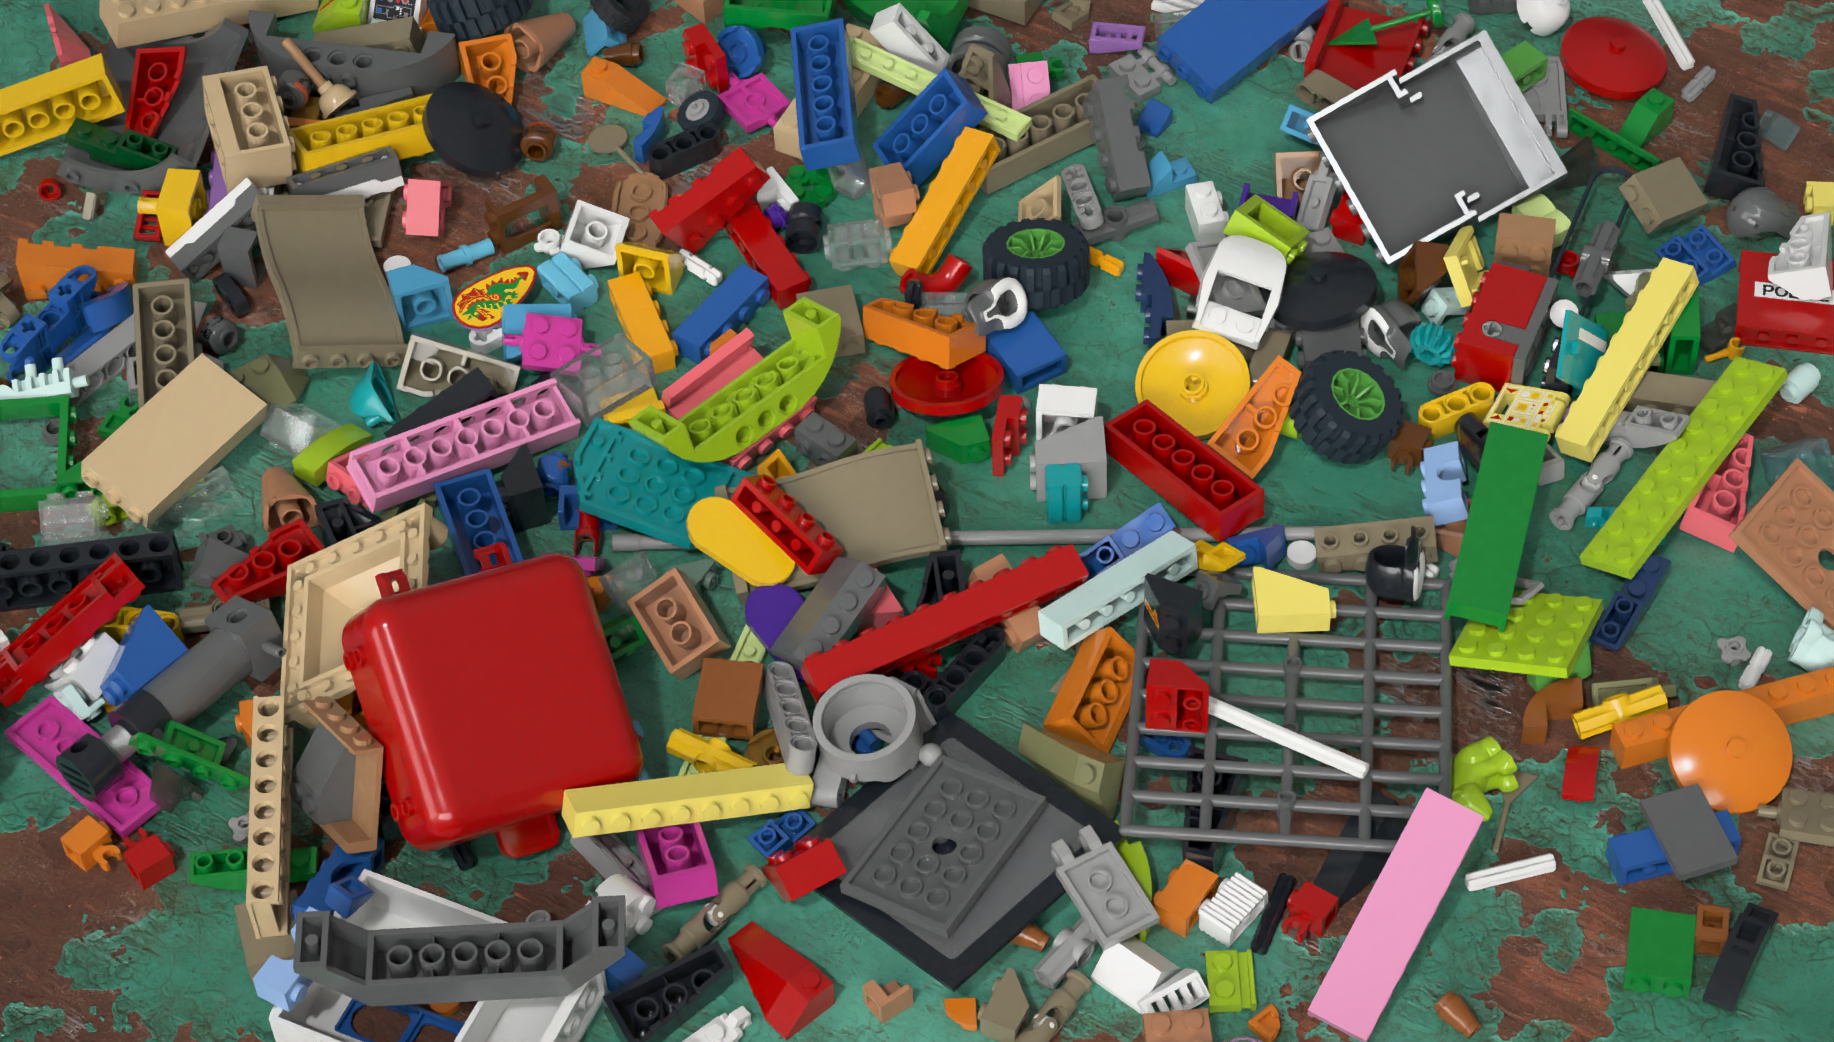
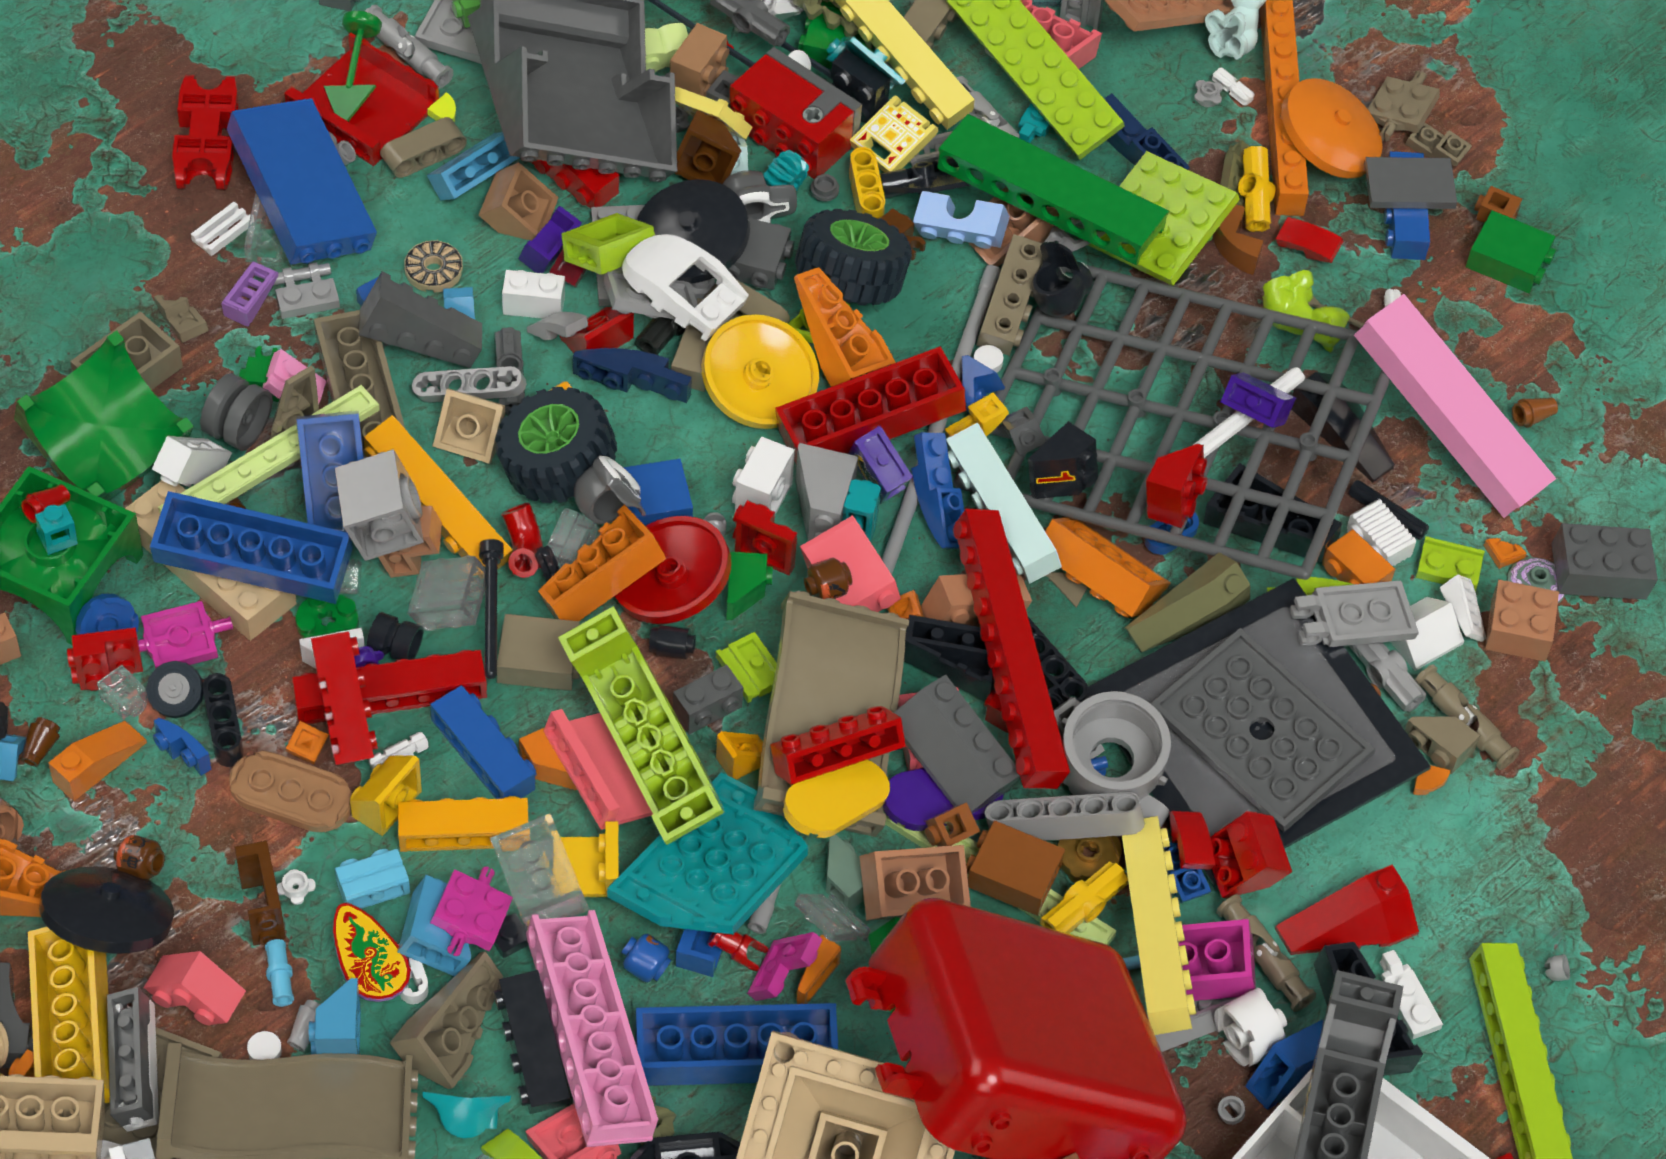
camera: 80 degrees left, 5 degrees up
(523, 493) = (668, 980): black slope -> none
(593, 235) = (318, 838): white slope -> none
(611, 139) = (162, 791): dark tan piece -> none
(758, 644) = (960, 824): none -> dark orange brick
(806, 820) = (1193, 840): none -> red slope
(887, 1000) = (1402, 834): nougat panel -> none
(889, 148) = (379, 505): none -> light grey brick
(897, 252) = (491, 553): none -> black piece
(957, 472) = (828, 579): none -> reddish brown head
(979, 557) = (907, 605): none -> orange tile
(991, 499) = (872, 581): none -> coral slope
(1112, 486) = (881, 463): none -> dark purple panel
(1174, 236) = (561, 323): none -> light grey slope
(1210, 134) = (433, 253): none -> tile
(1289, 603) = (1067, 377): light yellow slope -> none
(1307, 738) = (1258, 400): none -> dark purple panel
(1310, 911) = (1399, 478): red brick -> none
(1317, 199) = (557, 192): light grey hinge -> none
(1648, 427) = (957, 53): light grey slope -> none
(1740, 956) = (1539, 199): black slope -> none

